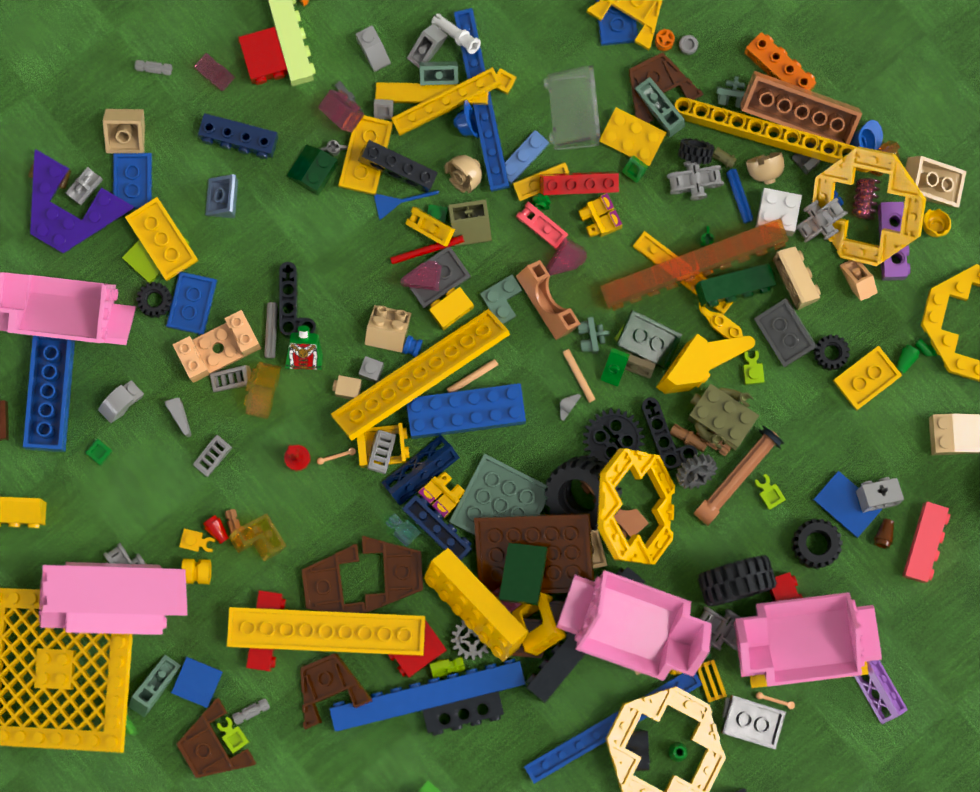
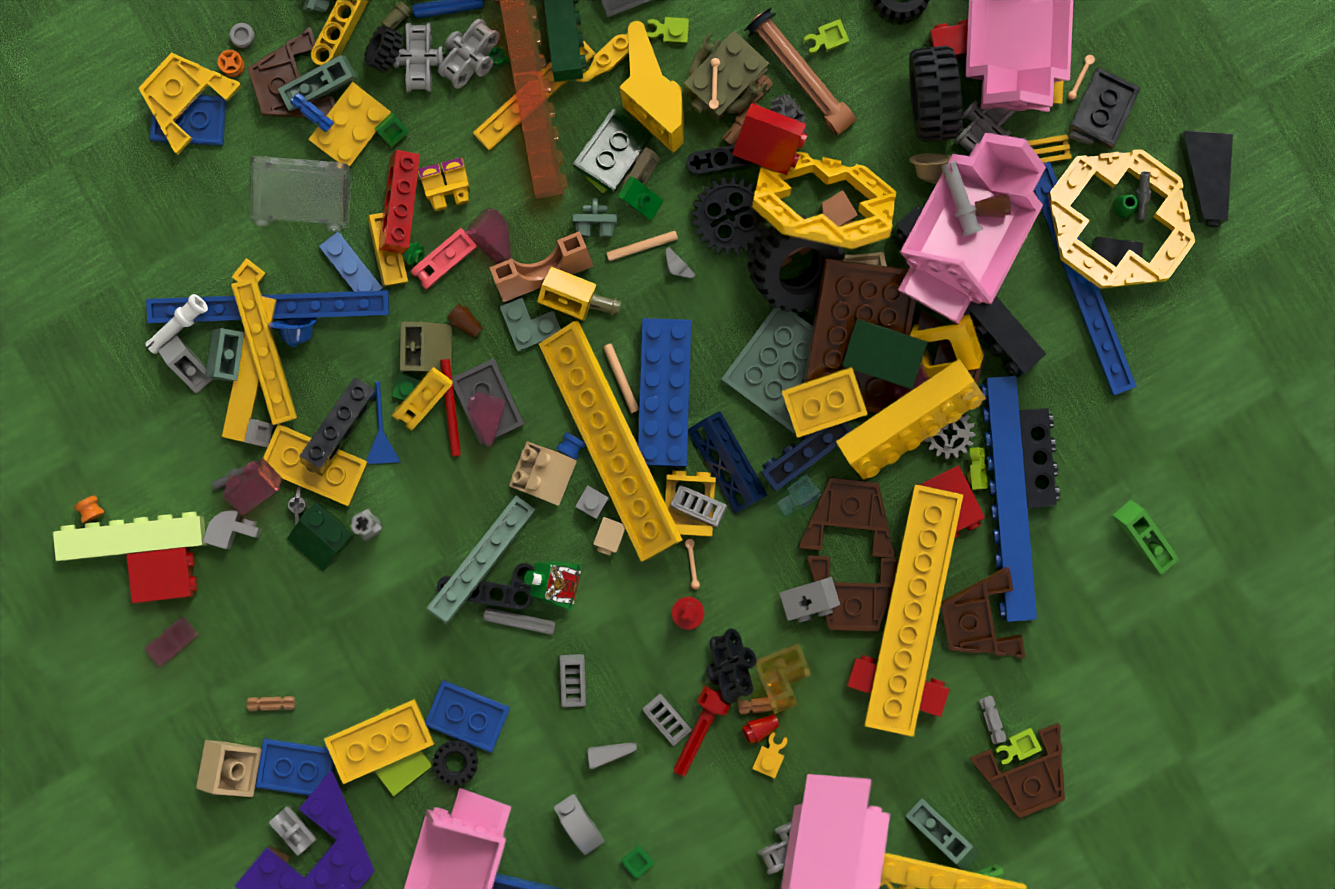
camera: 80 degrees left, 5 degrees up
(153, 67) = (150, 719): light grey axle -> none
(178, 154) = (271, 703): none -> medium nougat axle
(197, 571) = (809, 759): yellow wheel -> none
(197, 682) = (946, 781): blue tile -> none
(198, 354) = (533, 717): light nougat plate -> none
(222, 196) = (336, 657): sand blue slope -> none
(230, 488) = (713, 704): none -> red piece
(238, 136) = (261, 623): dark blue brick -> none
(260, 497) = (731, 665): none -> black axle
(262, 389) = (594, 643): clear yellow brick -> none
(308, 96) = (224, 527): none -> light grey brick
(312, 291) = (481, 560): none -> sand green plate
(322, 549) = (797, 601): none -> light grey brick
(325, 199) = (366, 524): none -> light grey piece
(373, 48) = (177, 433): light grey slope -> none
(436, 488) = (772, 434): yellow hips -> none
(451, 307) = (530, 389): yellow brick -> none
(464, 173) = (360, 344): tan cylinder -> none
(477, 533) = (824, 402): none -> yellow plate
(496, 249) = (464, 320): none -> reddish brown cone
(527, 354) = (605, 304): none -> olive pin
(529, 322) = (566, 293): none -> yellow slope
(635, 105) = (312, 112): none -> blue axle
(646, 617) = (965, 211): none -> light grey pin
(654, 641) = (994, 206): none -> reddish brown cone
(676, 456) = (770, 139): none -> red brick
(682, 588) = (929, 166): none -> tan piece
(688, 764) = (1143, 195): none -> dark grey bar
(697, 408) = (713, 104): none -> light nougat hinge
(704, 216) = (474, 47): none -> light grey axle

